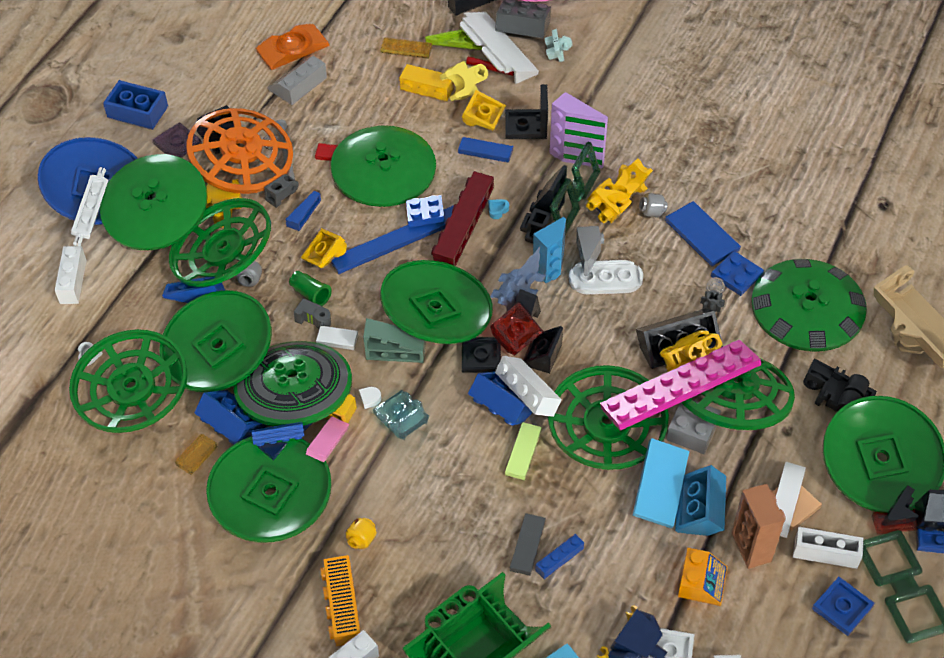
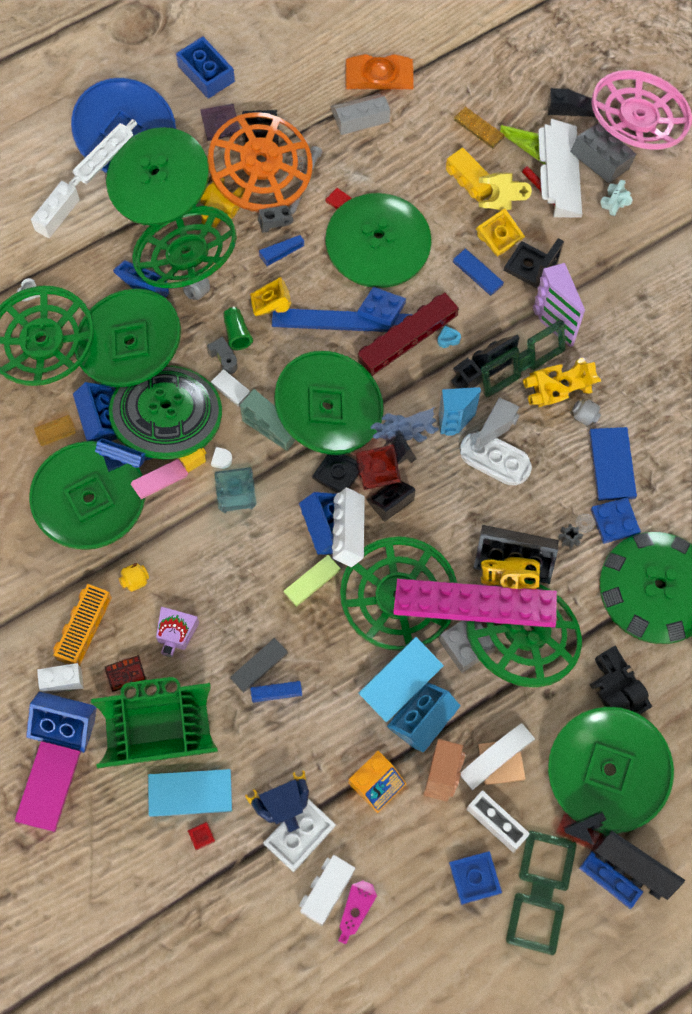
camera: 30 degrees right, 15 degrees up
(409, 620) = (124, 672): none -> clear red piece
(431, 555) = (175, 630): none -> lavender torso

